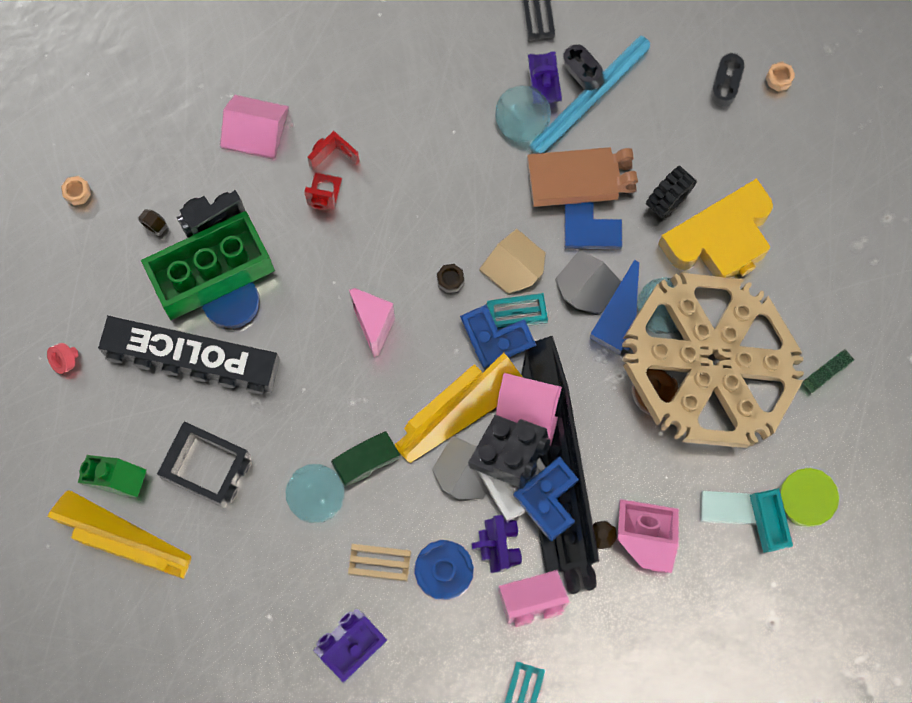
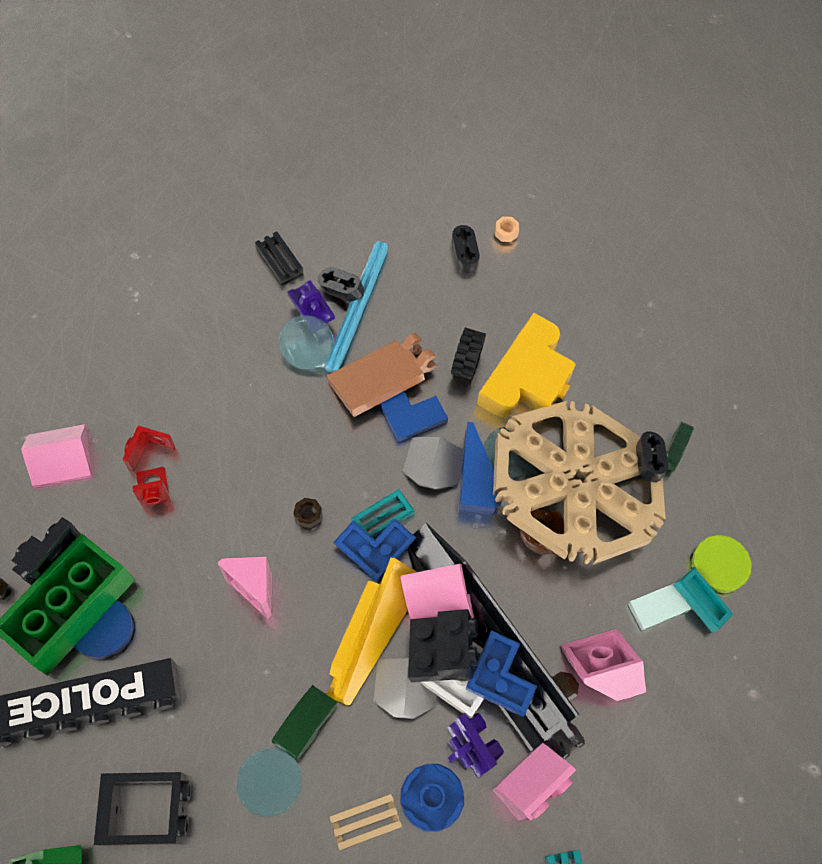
camera: 30 degrees left, 10 degrees down
(514, 263) = (360, 474): tan slope -> none
(800, 372) = (645, 456): none -> black beam

